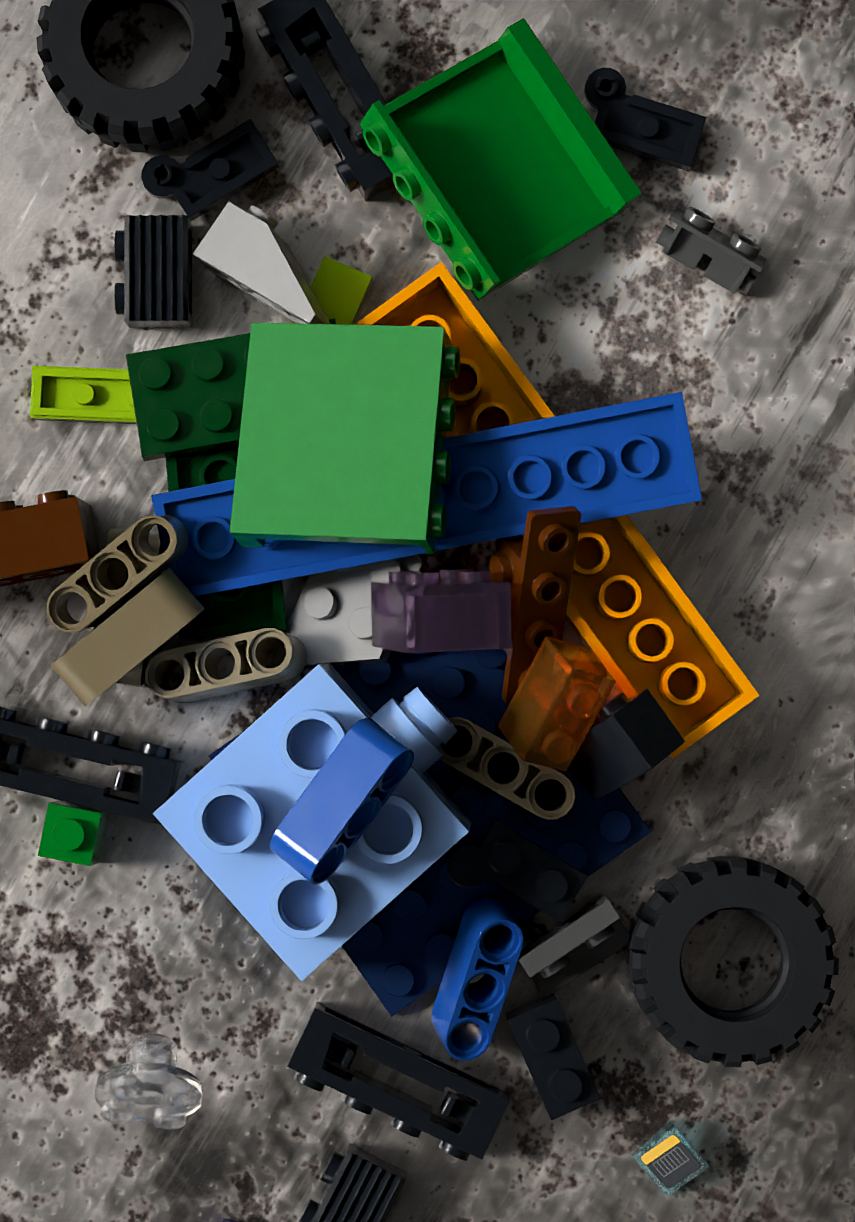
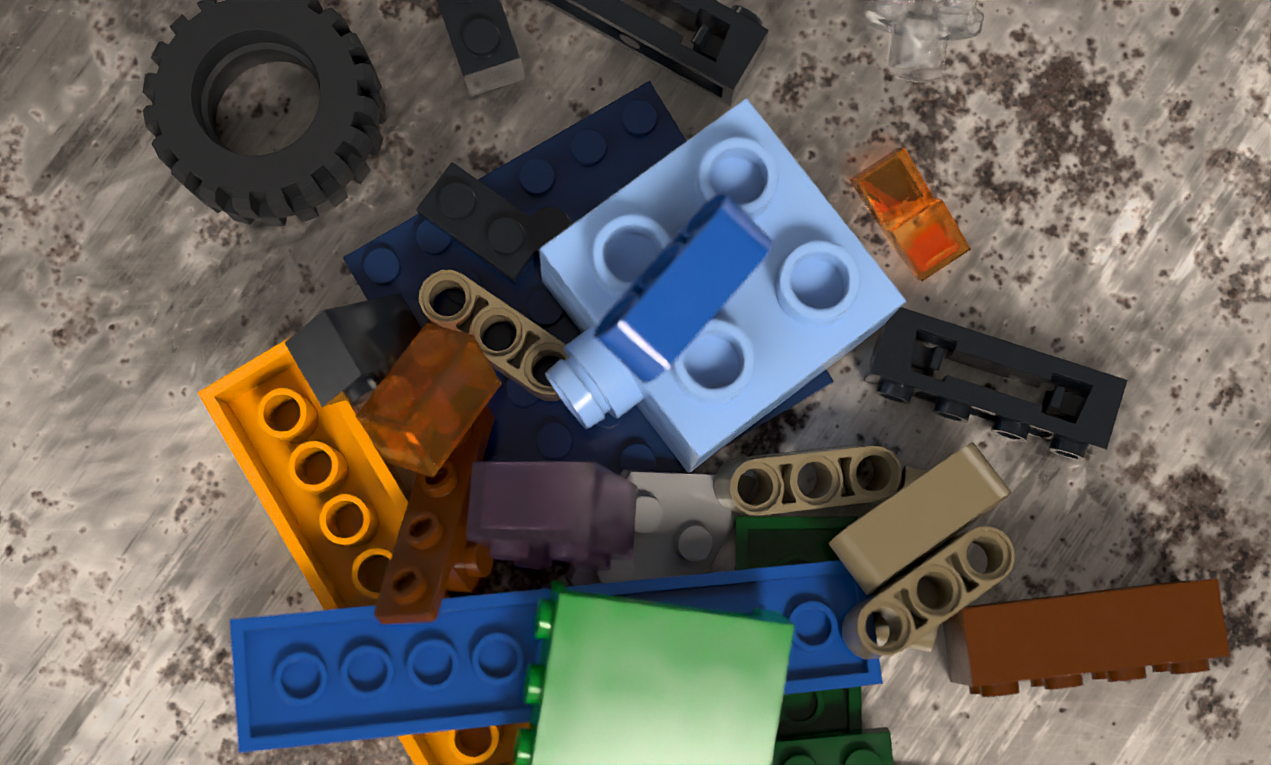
camera: 170 degrees left, 5 degrees down
(73, 833) = (993, 302): green brick -> none
(149, 913) = (910, 215): none -> clear orange slope
(483, 1000) = (550, 109): blue beam -> none
(574, 946) = (441, 137): dark grey bracket -> none

